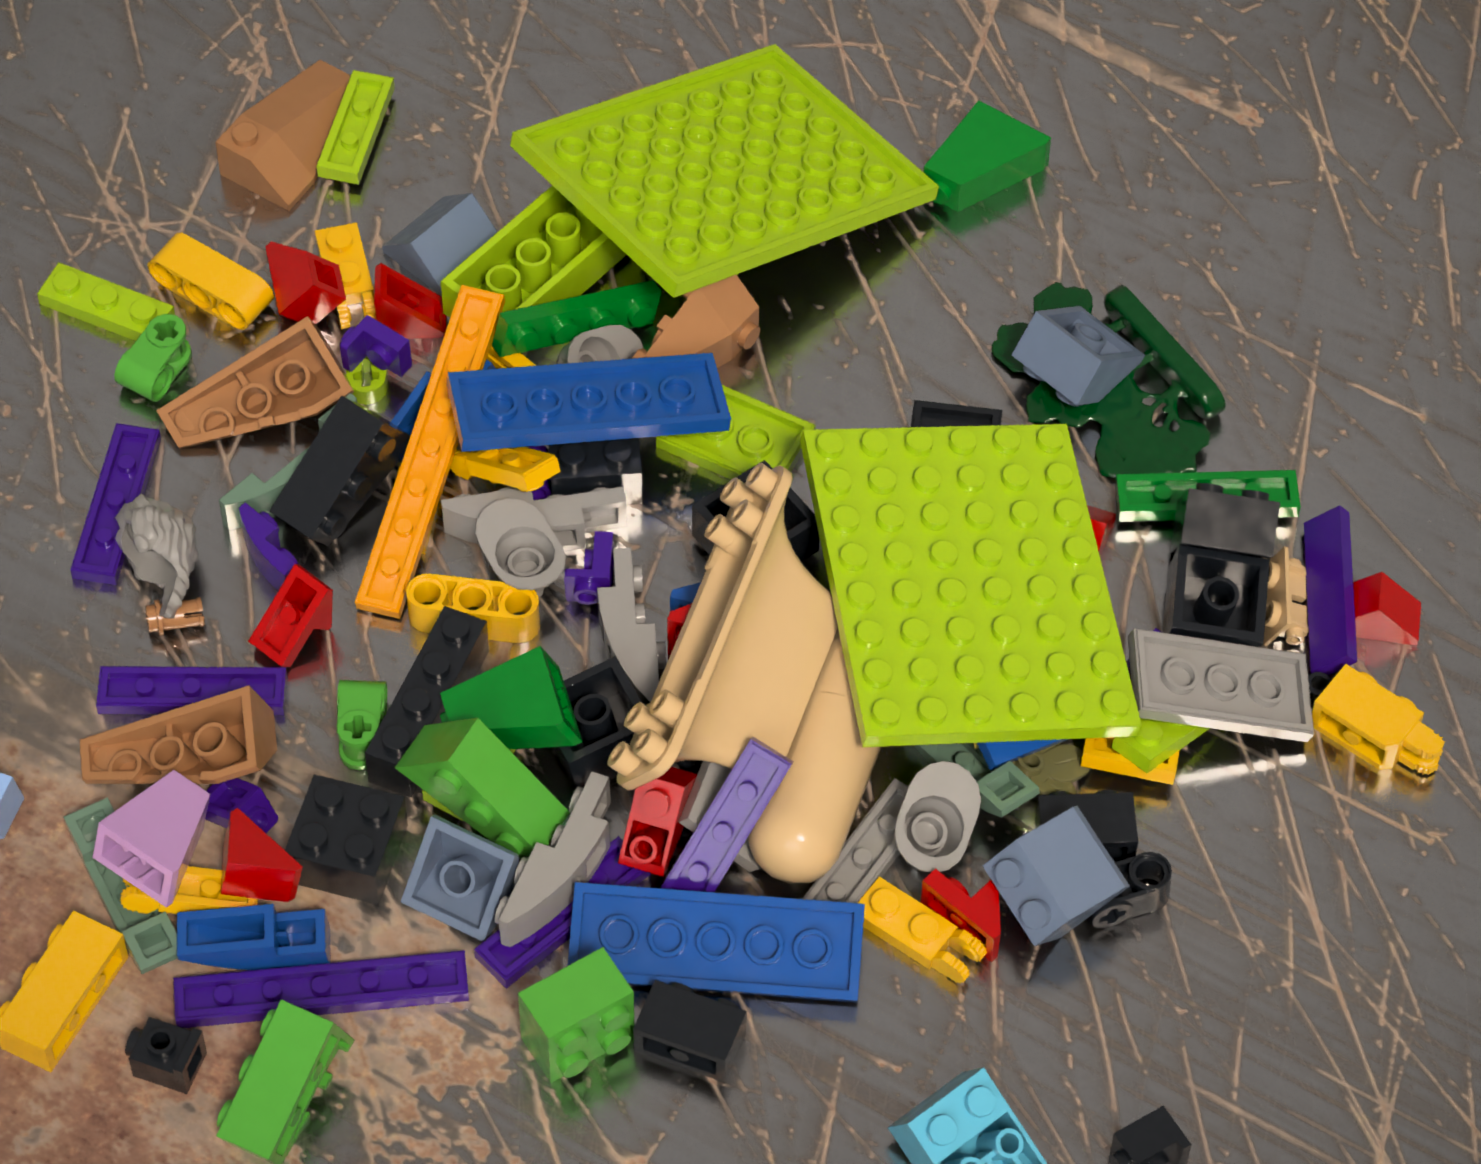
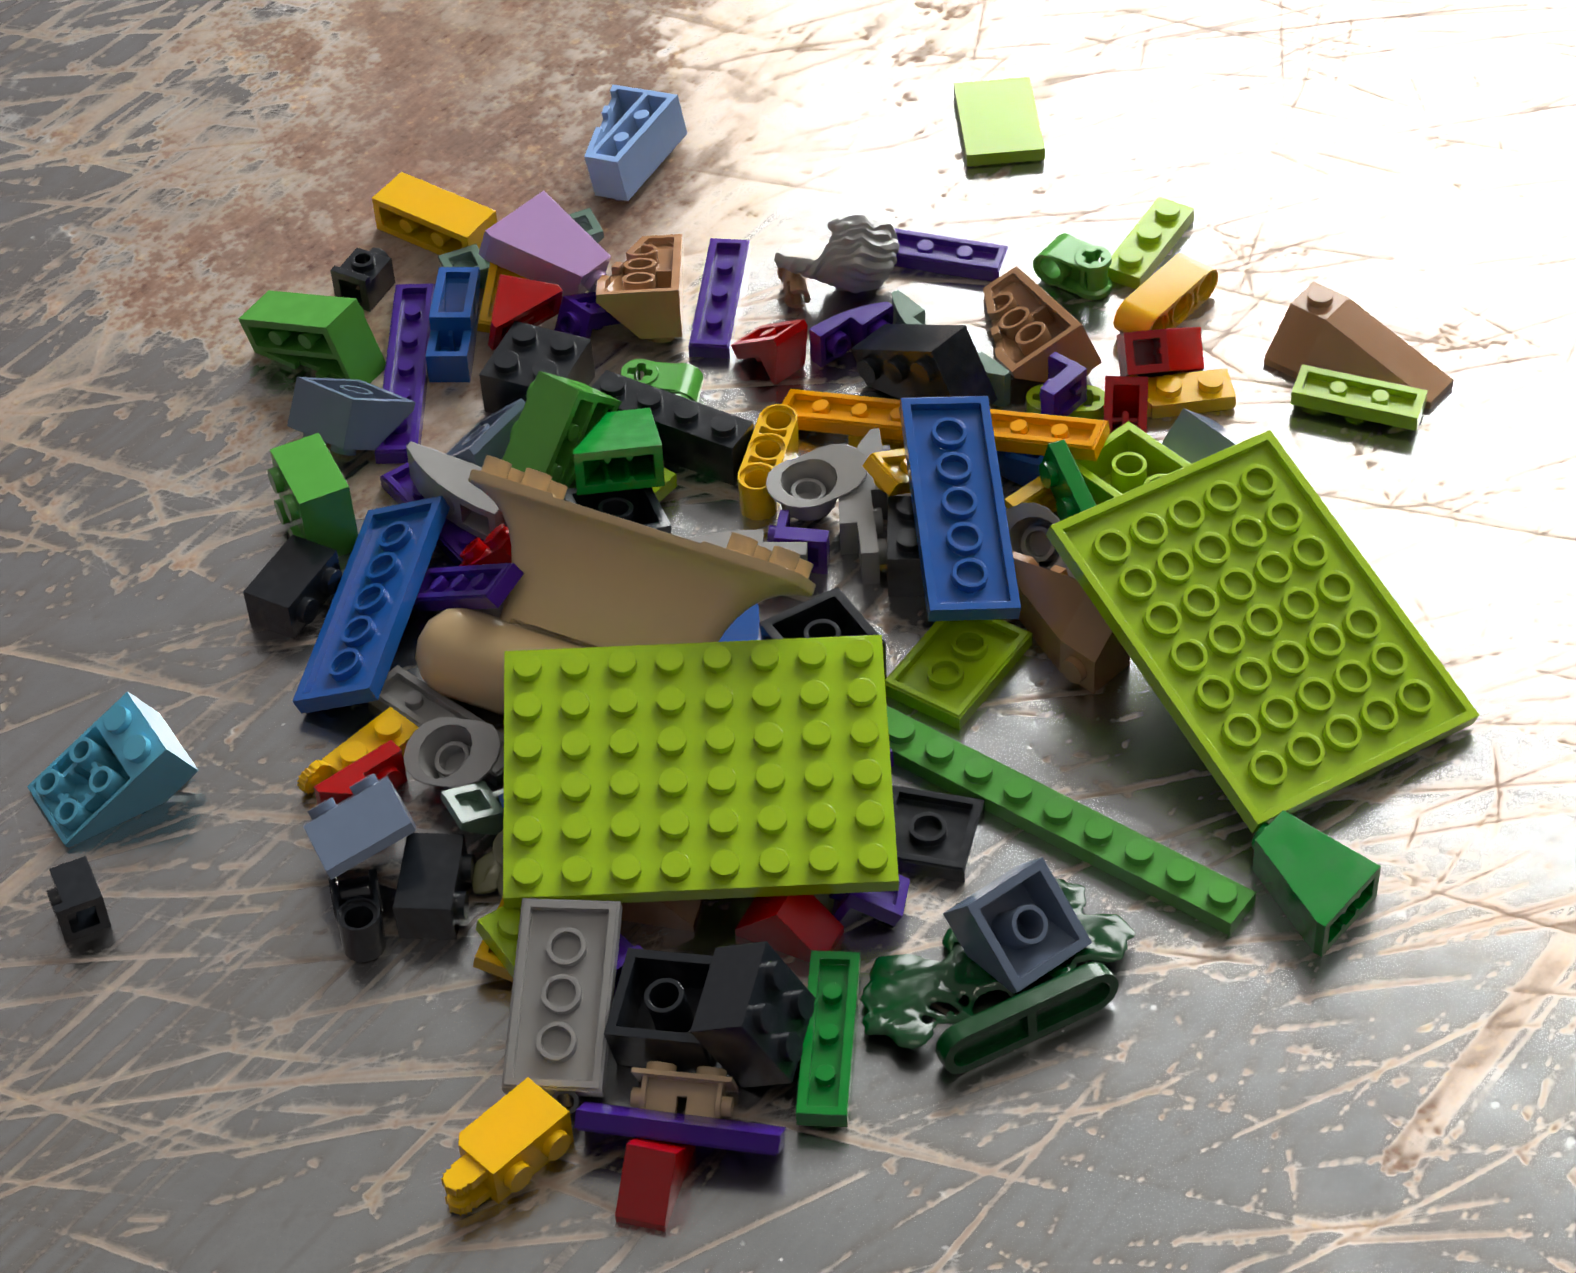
camera: 100 degrees right, 10 degrees down
(420, 1015) = (346, 412): none -> sand blue slope
(941, 322) = (1069, 825): none -> bright green plate

